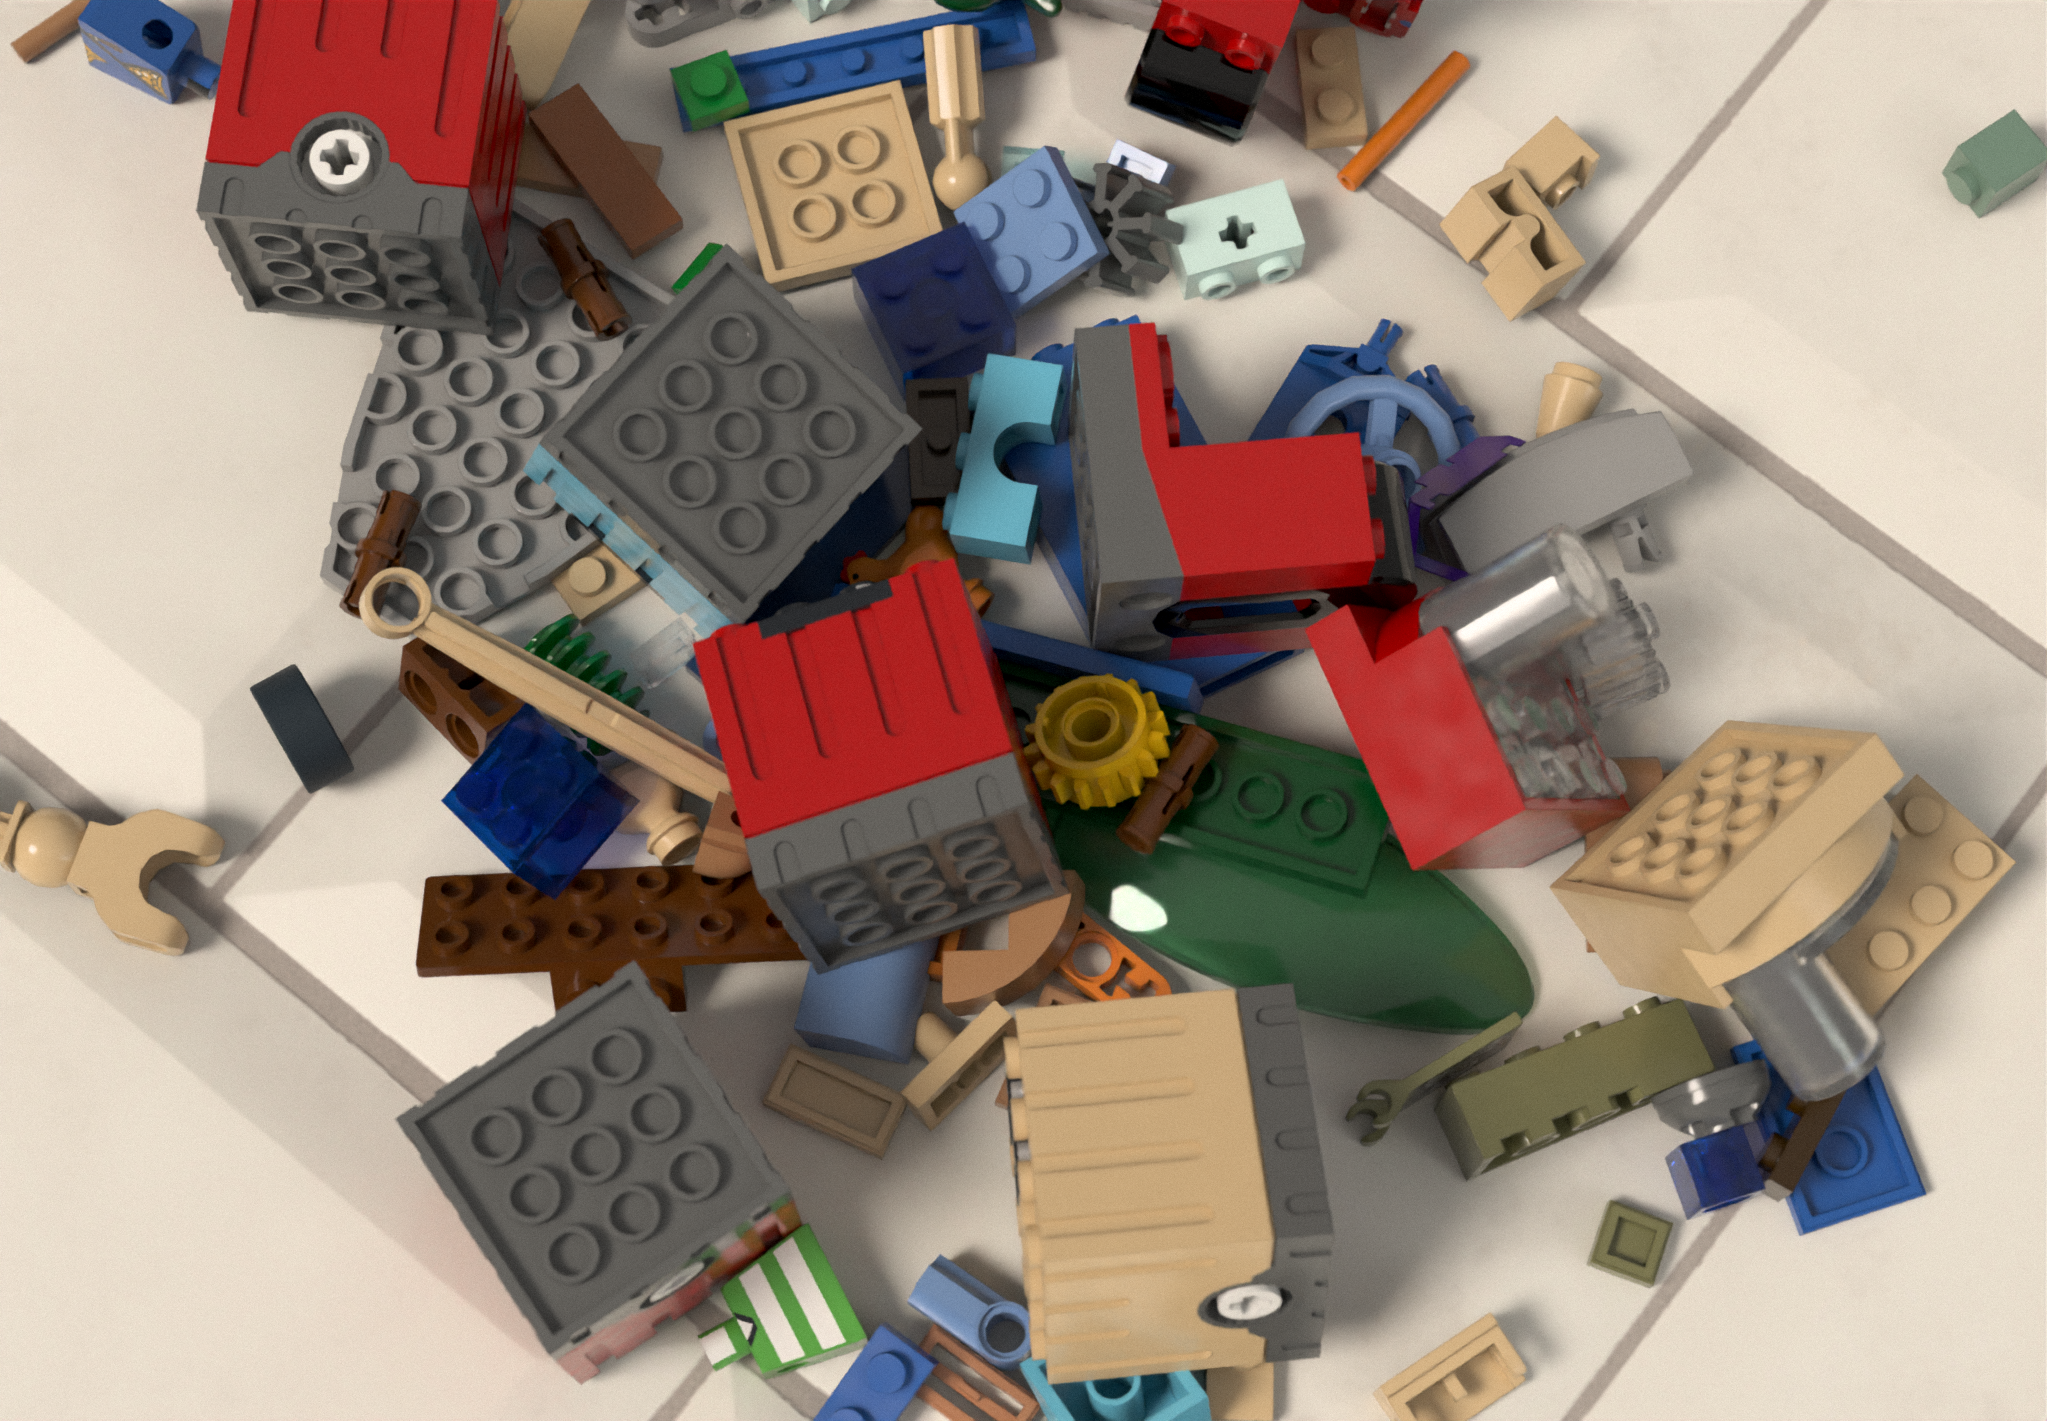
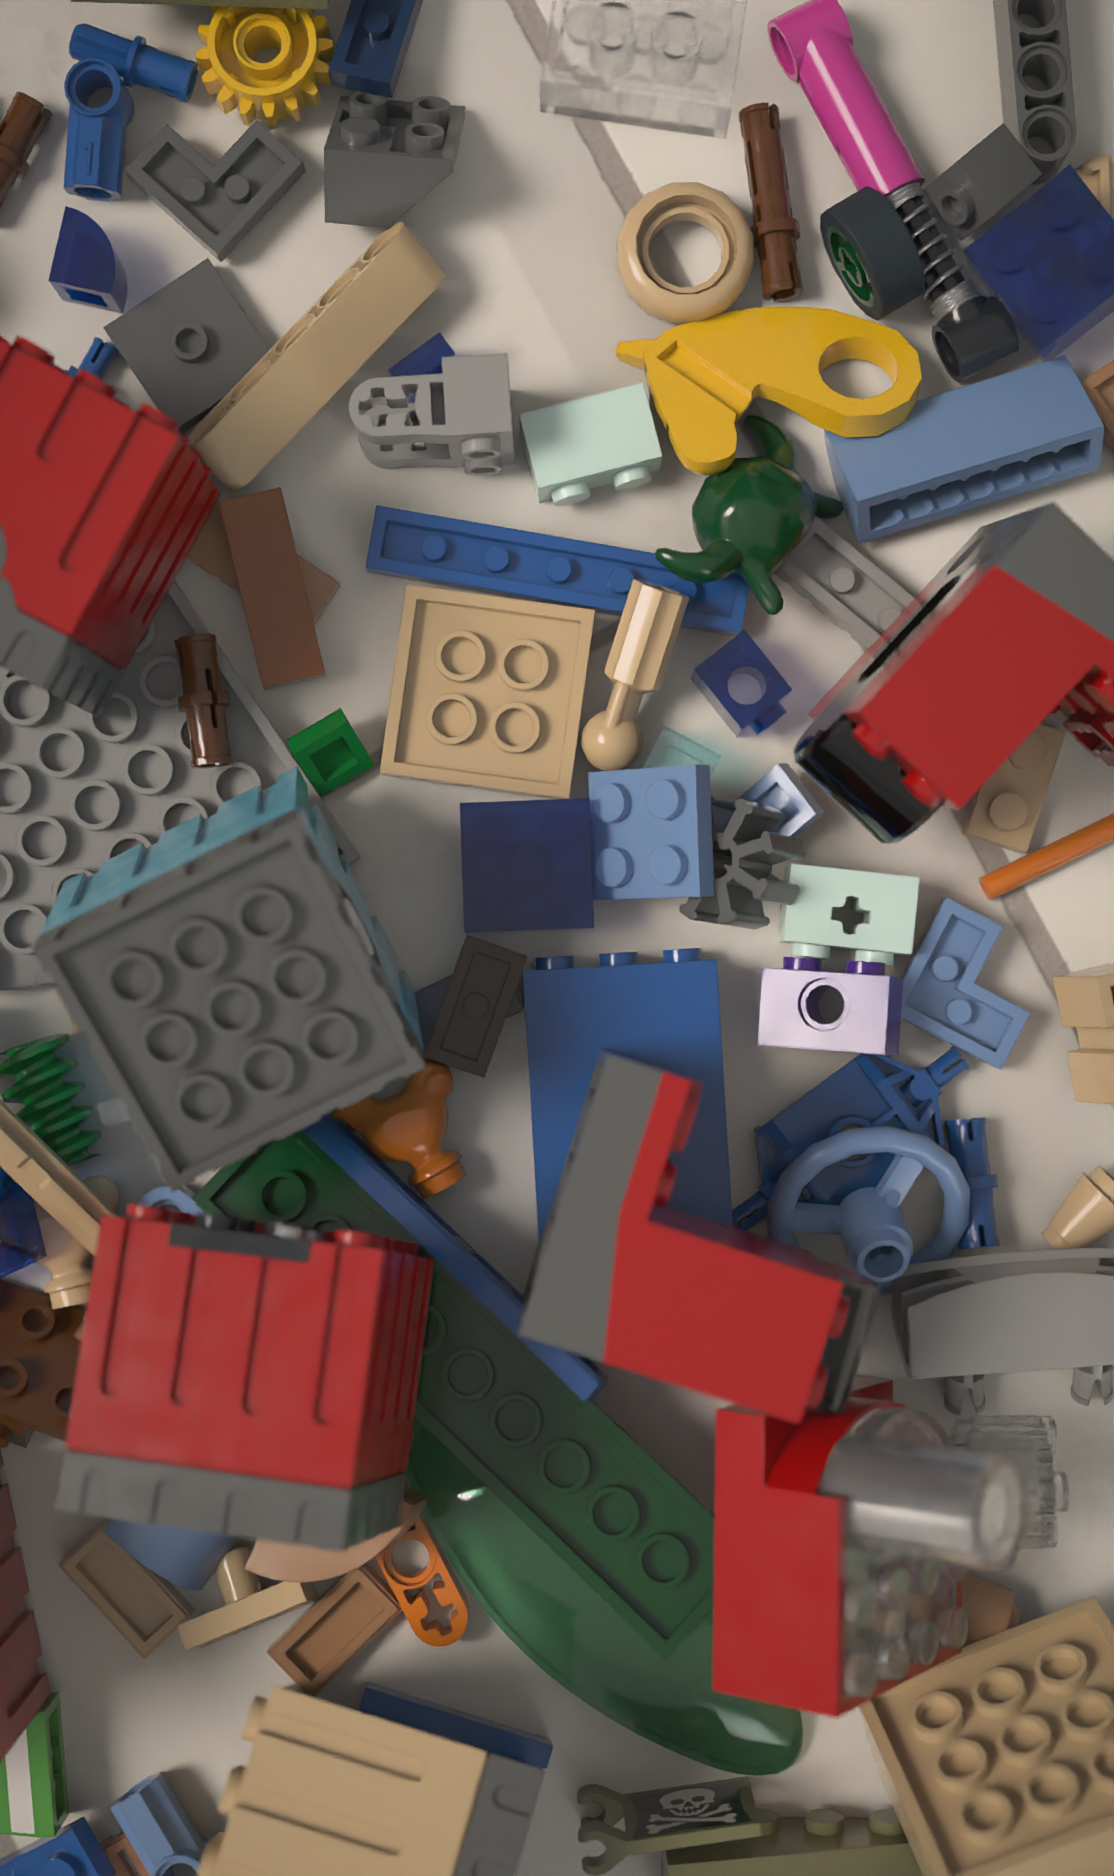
camera: 25 degrees right, 15 degrees up
(709, 90) = (403, 549): green plate -> none
(1013, 405) = (486, 1112): medium azure arch -> none
(1052, 70) = (742, 657): none -> clear blue brick
(1096, 741) = (491, 1441): yellow gear -> none
(1168, 789) = (527, 1479): reddish brown pin -> none
(1290, 325) = (792, 1016): none -> brick
(1351, 281) = (942, 992): none -> medium blue plate
(1445, 480) = (931, 1277): piece -> none

